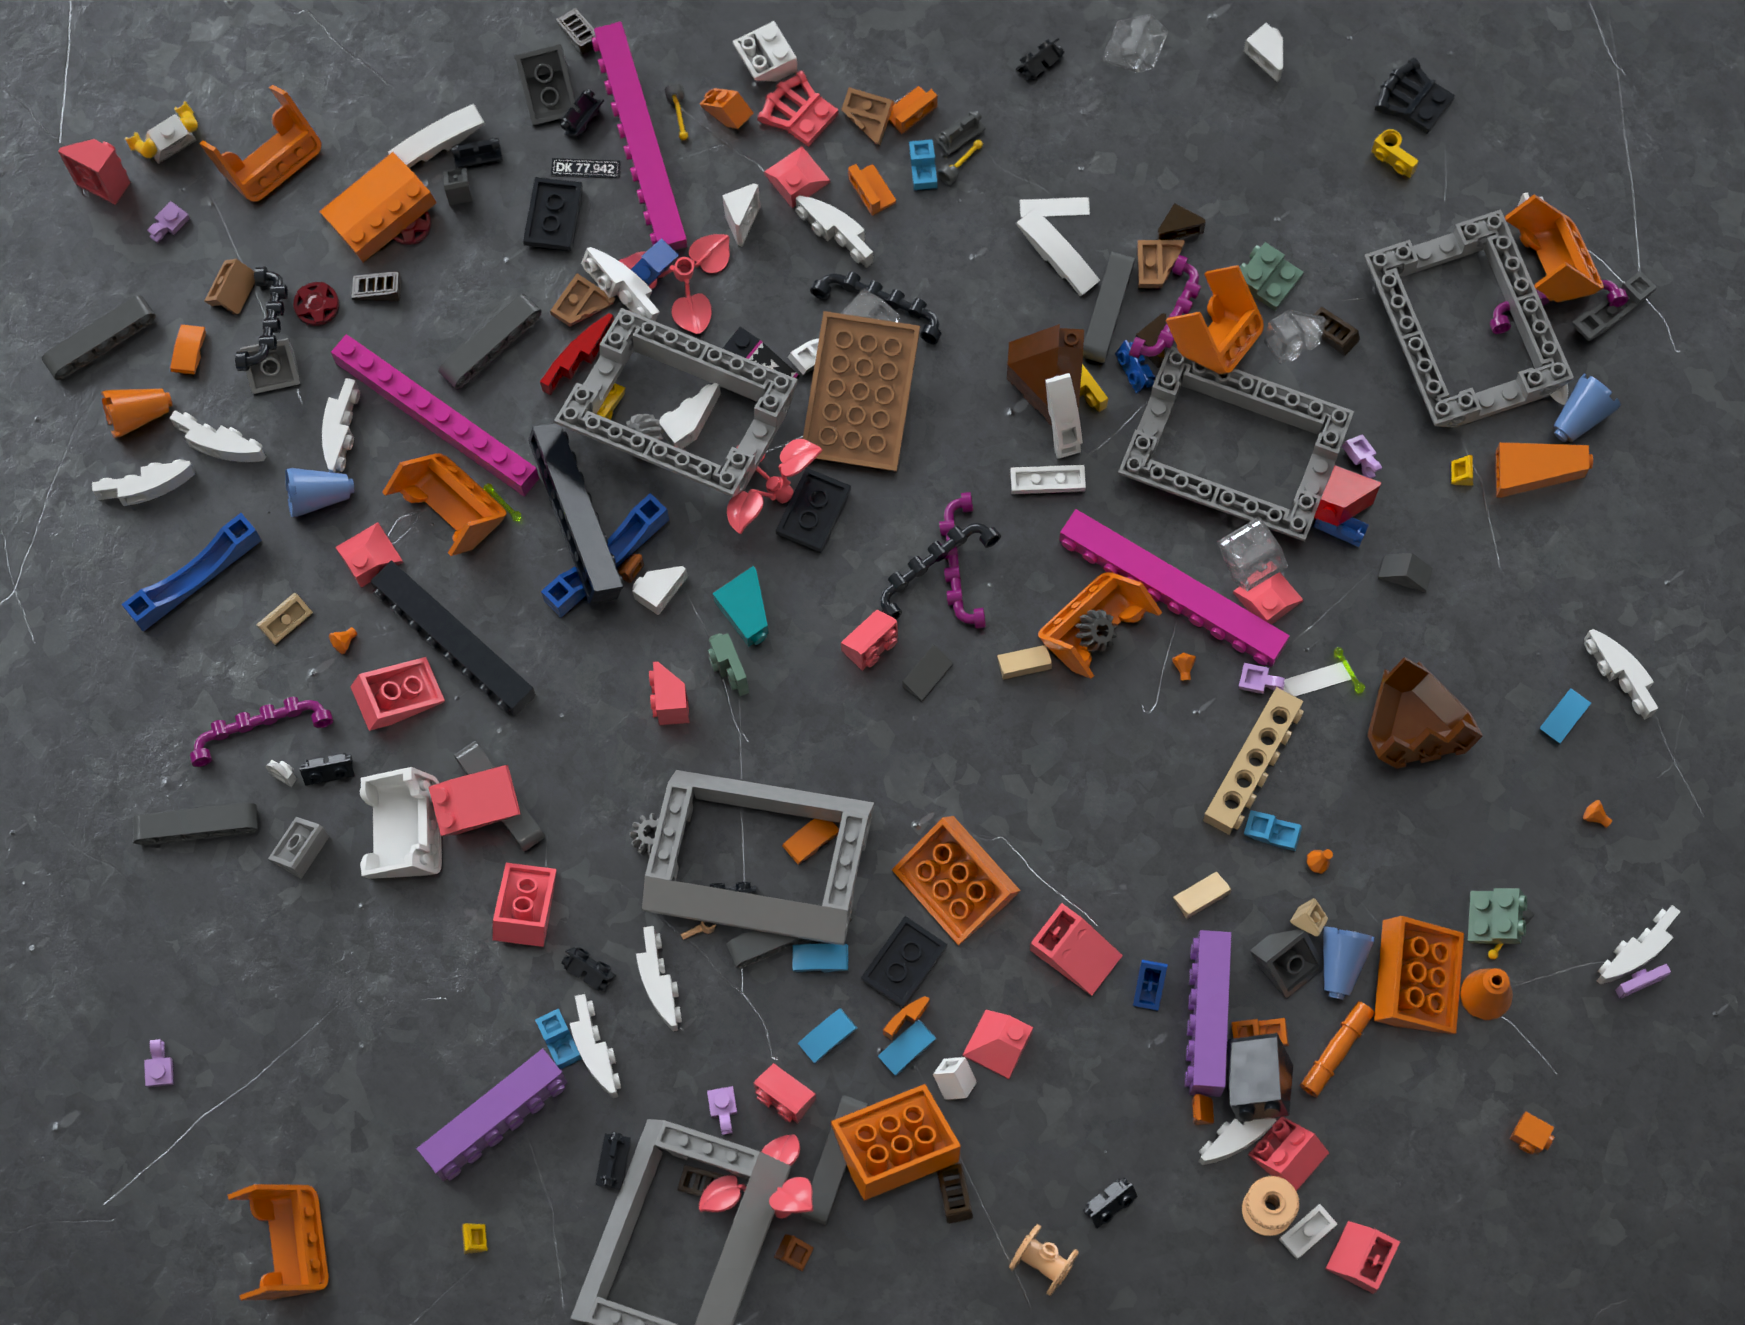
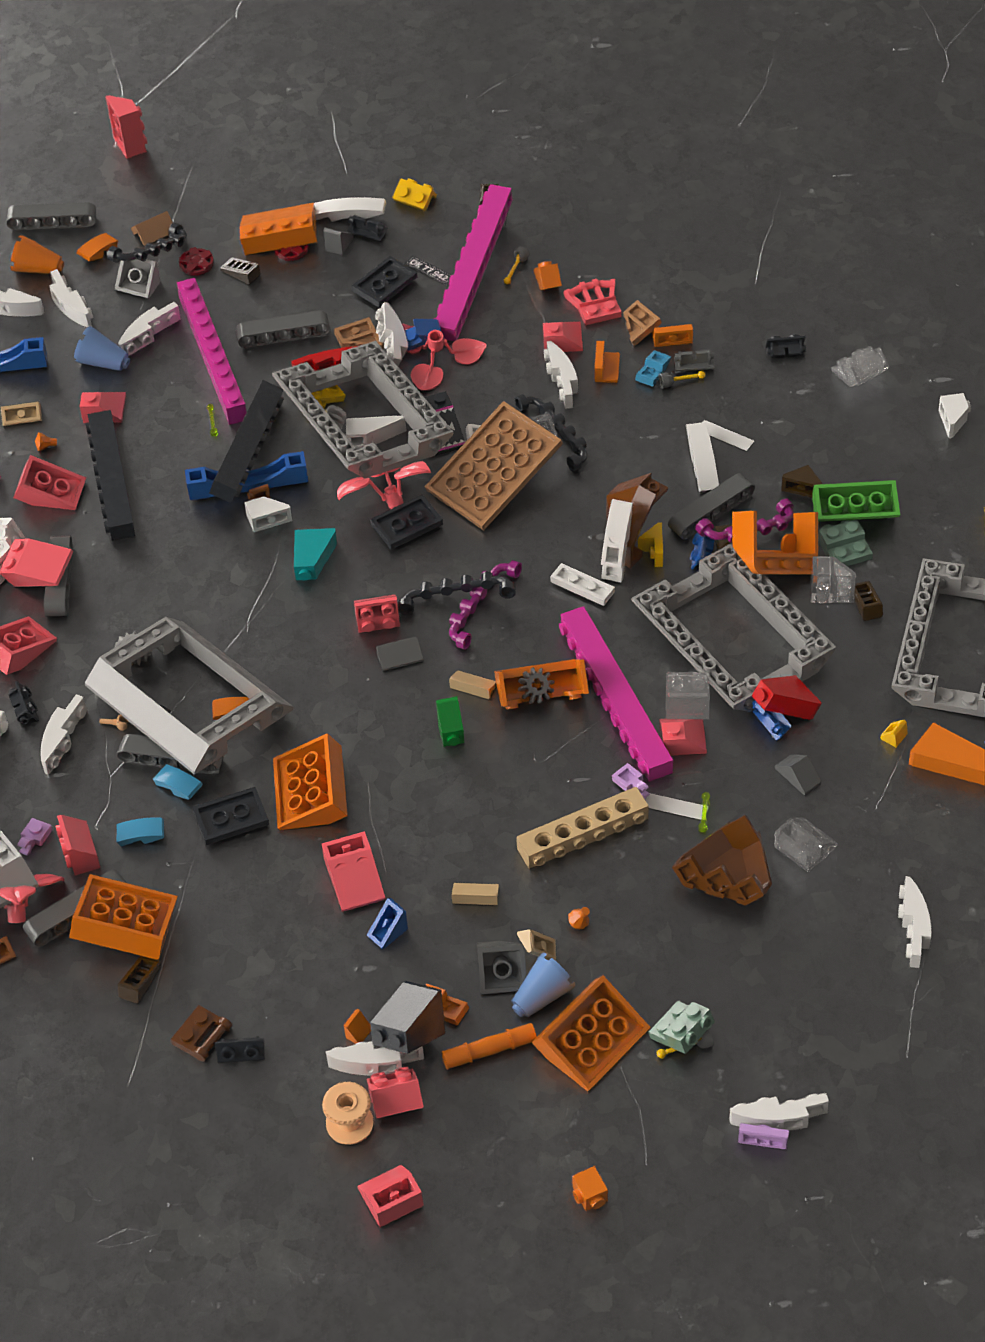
camera: 35 degrees right, 20 degrees down
(167, 136) = (187, 133): torso -> none
(169, 219) = (148, 179): lavender plate -> none
(276, 158) = (238, 178): orange windscreen -> none
(451, 495) = (183, 393): orange windscreen -> none
(495, 76) = (413, 194): none -> yellow bracket
(546, 83) = (443, 210): dark grey slope -> none
(575, 122) = (441, 237): black hinge -> none
(670, 696) = (211, 573): coral slope -> none
(726, 661) = (269, 573): sand green plate -> none
(741, 210) = (505, 332): white slope -> none
(766, 53) = (597, 258): white slope -> none
(907, 1047) = (190, 867): dark azure slope -> none
(911, 1013) = (209, 847): orange slope -> none
(955, 1078) = (201, 905): white panel -> none
(998, 1042) = (252, 904): coral slope -> none
(1044, 725) = (450, 721): none -> green slope
(1044, 1258) = (156, 1040): light nougat hose -> none
(1051, 1210) = (196, 1029): none -> reddish brown plate
(1156, 261) = (768, 495): medium nougat wing -> none
(1184, 664) = (584, 742): orange rock -> none
(1210, 1013) = (414, 957): medium lavender brick -> none
(1252, 223) = (856, 500): none -> bright green slope
(1272, 831) = (561, 881): dark azure slope -> none
(1308, 1231) = (365, 1153): white plate -> none
(1362, 452) = (825, 680): lavender plate -> none
(1469, 648) = (803, 842): none -> clear slope
(1486, 993) = (634, 1072): orange cone -> none
(1565, 715) = (848, 925): dark azure slope -> none
(1596, 813) = (818, 1004): orange rock -> none

